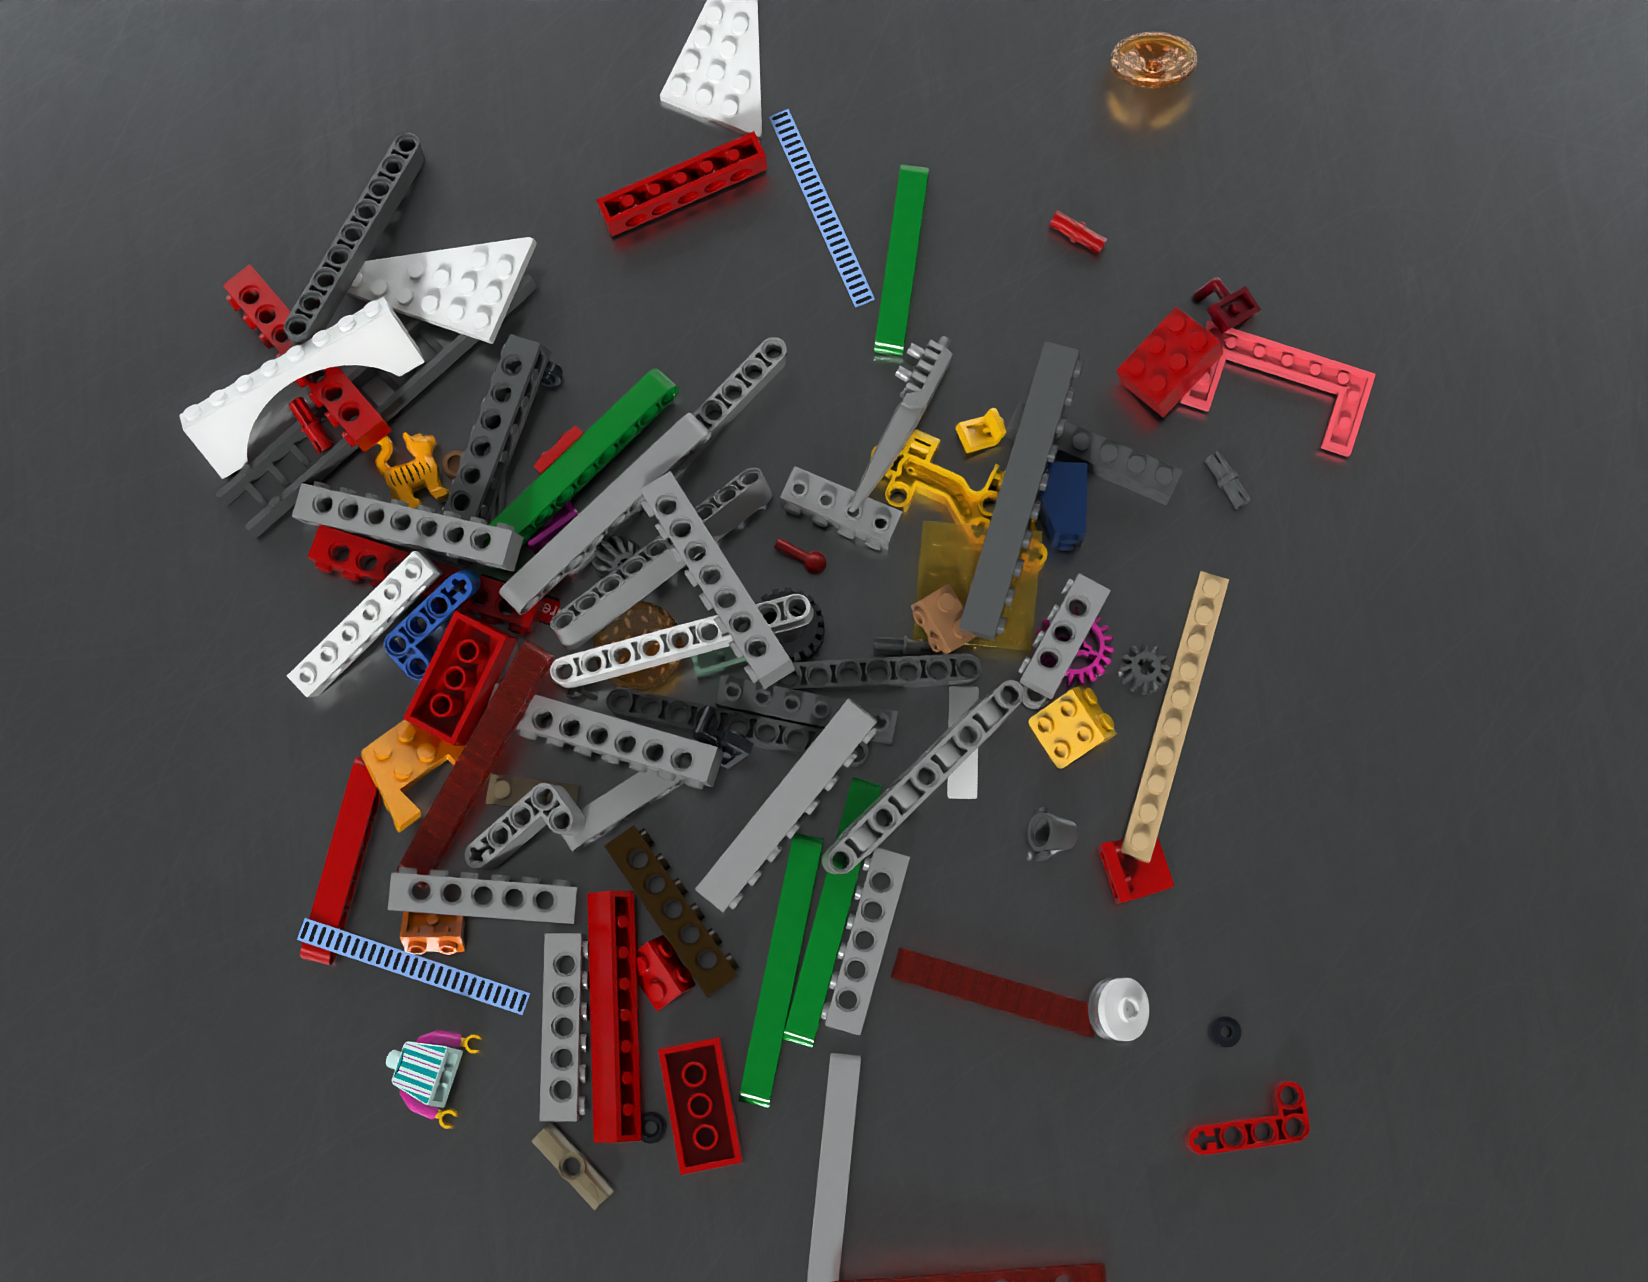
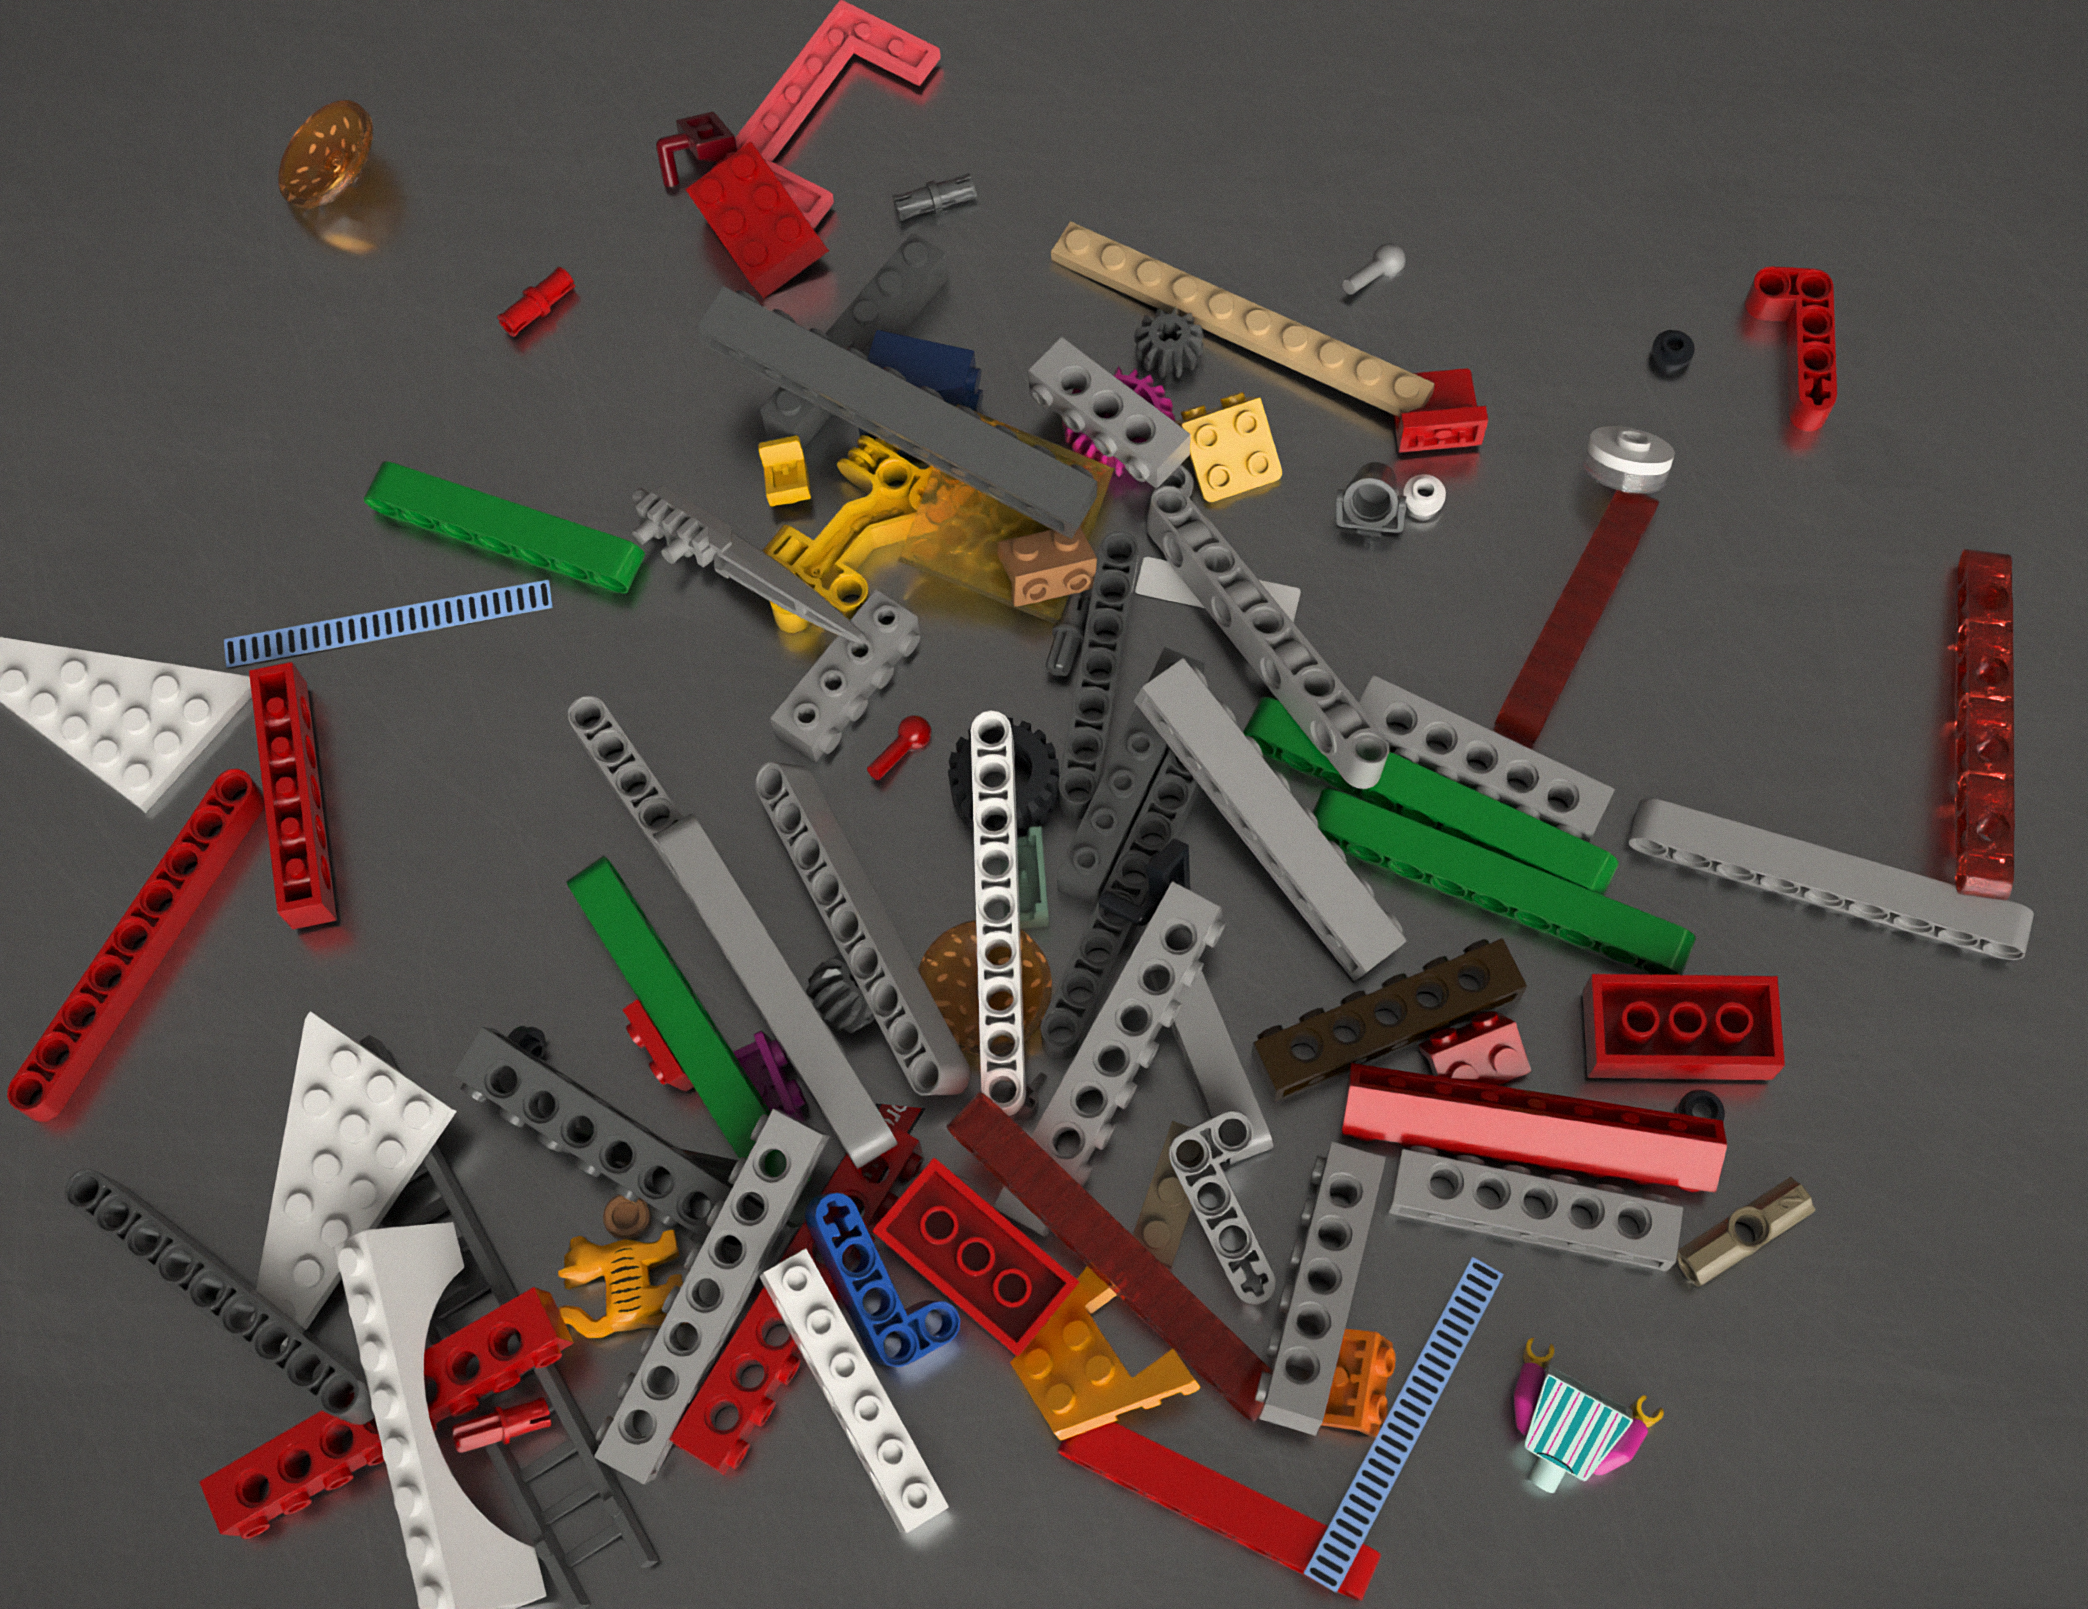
camera: 80 degrees left, 10 degrees down
(562, 114) = (136, 965): none -> red beam
(667, 493) = (770, 878): light grey brick -> none
(1056, 873) = (1424, 505): none -> white plate
(1254, 812) = (1387, 260): none -> light grey bar

